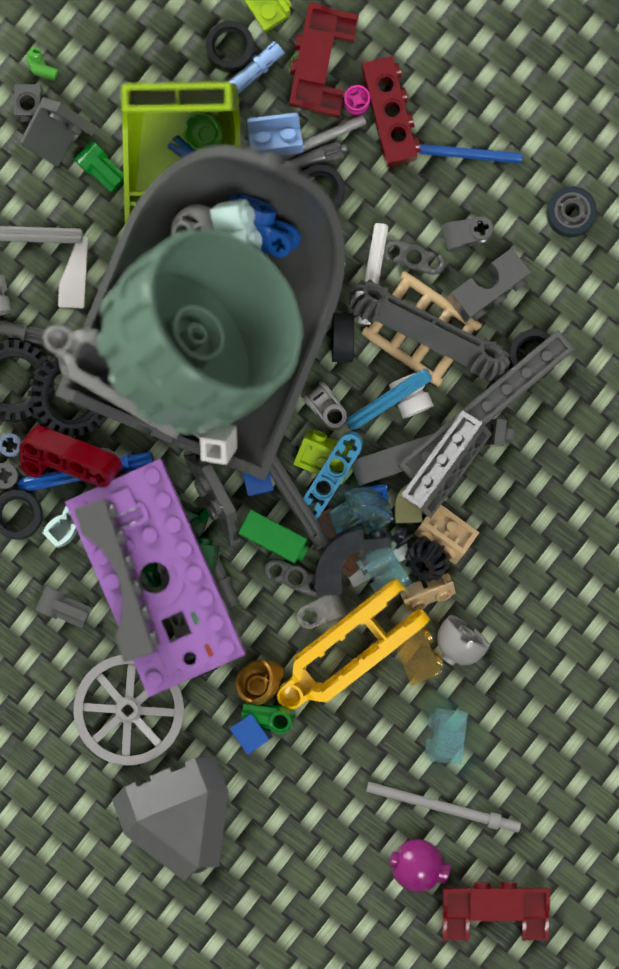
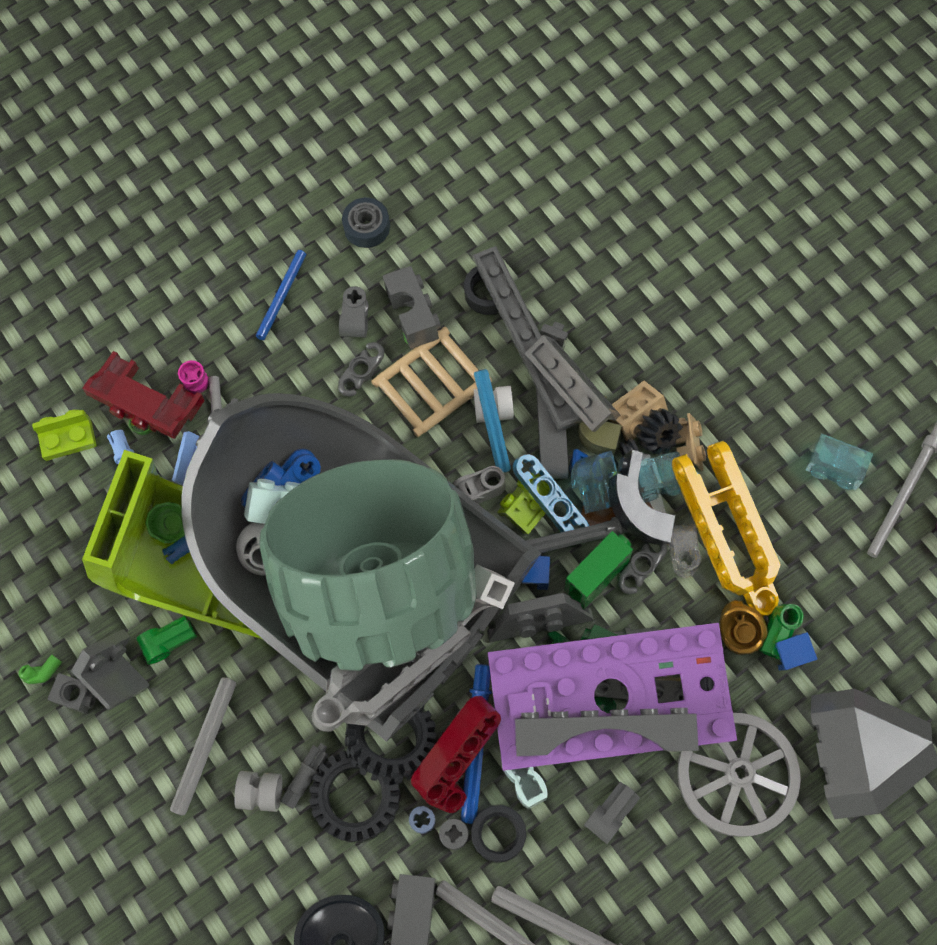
camera: 65 degrees left, 15 degrees down
(73, 280) = (270, 702): white sticker -> none
(219, 29) = (81, 467): black tyre -> none
(342, 337) = (421, 445): black tyre -> none
(375, 257) = (364, 410): white axle -> none
(376, 304) = (398, 404): dark grey arm -> none
(393, 152) = (253, 359): dark red brick -> none
(418, 657) = (758, 467): clear yellow bracket -> none
(460, 643) = (750, 424): light grey cylinder -> none

